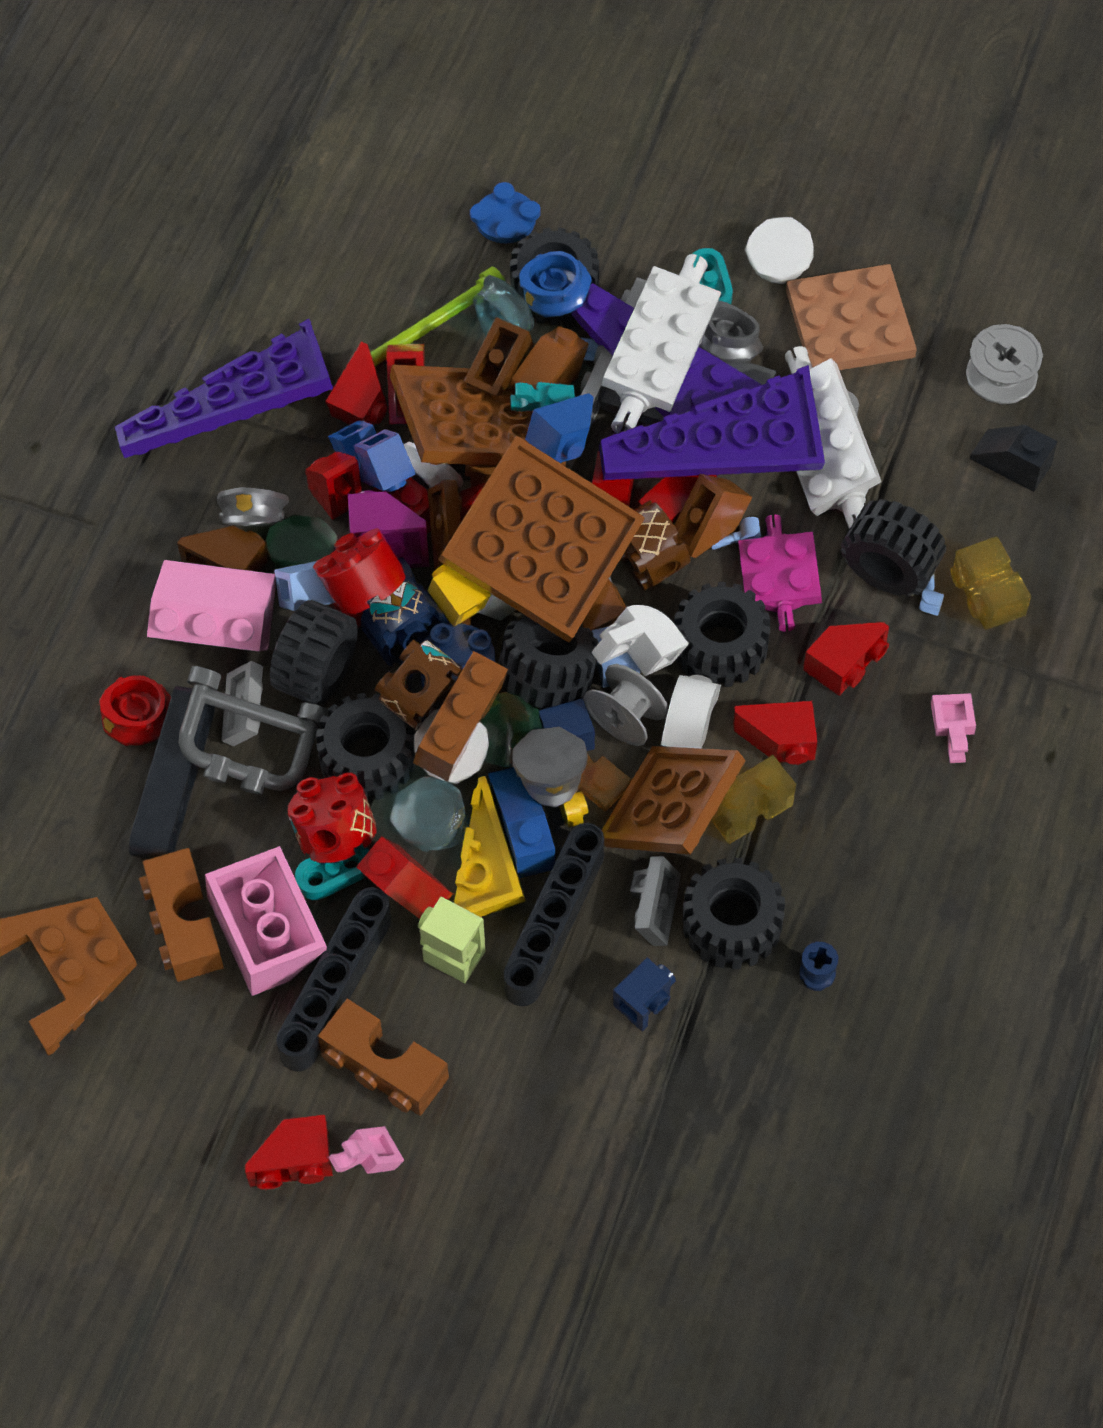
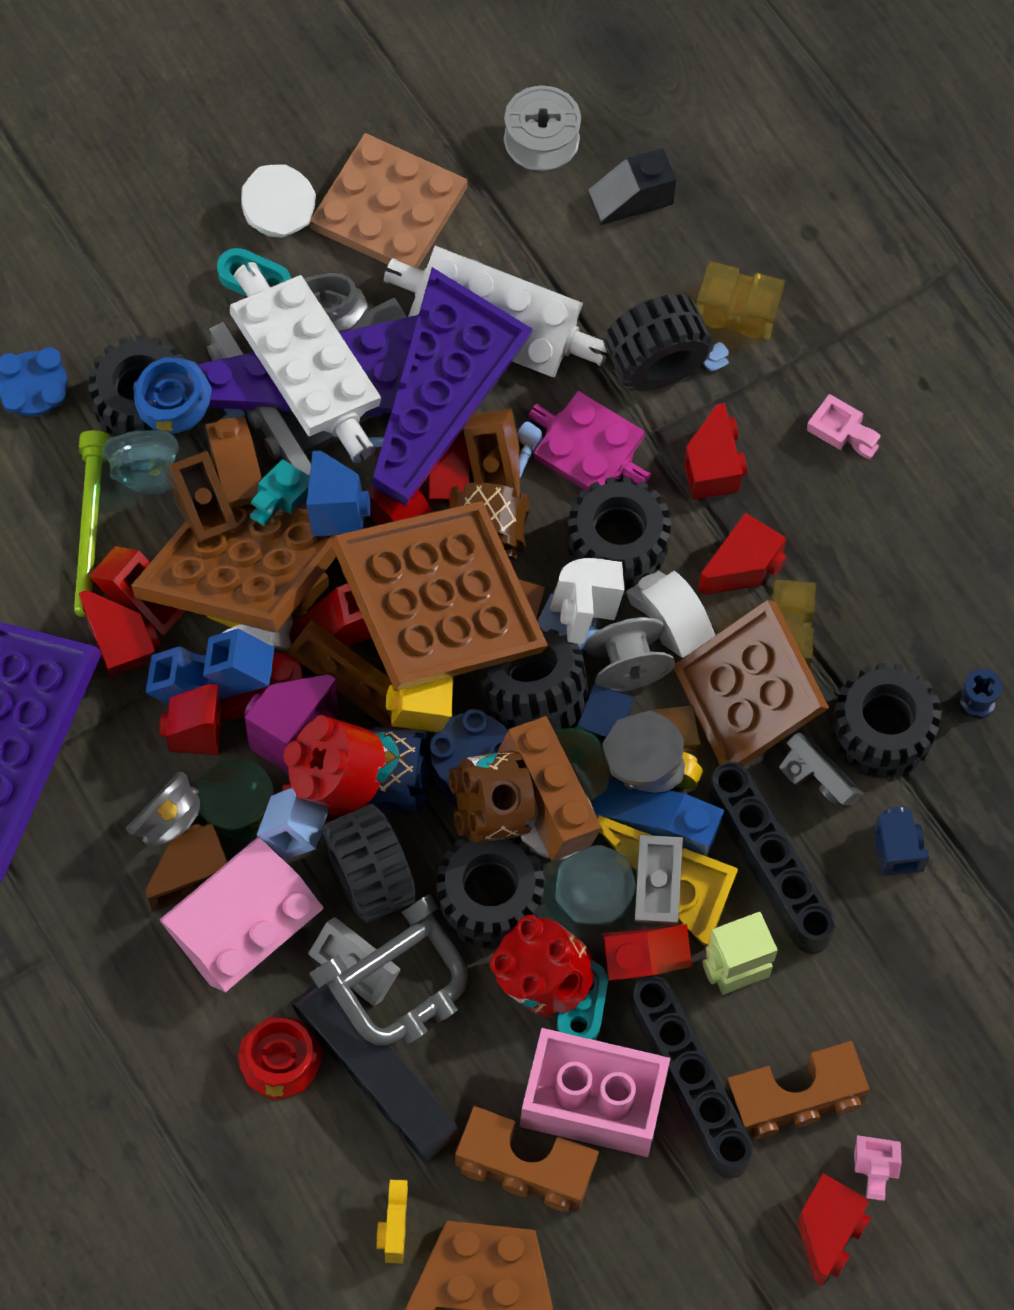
camera: 55 degrees left, 5 degrees up
(65, 866) = (392, 1233): none -> yellow plate
(465, 846) = (658, 880): none -> light grey plate

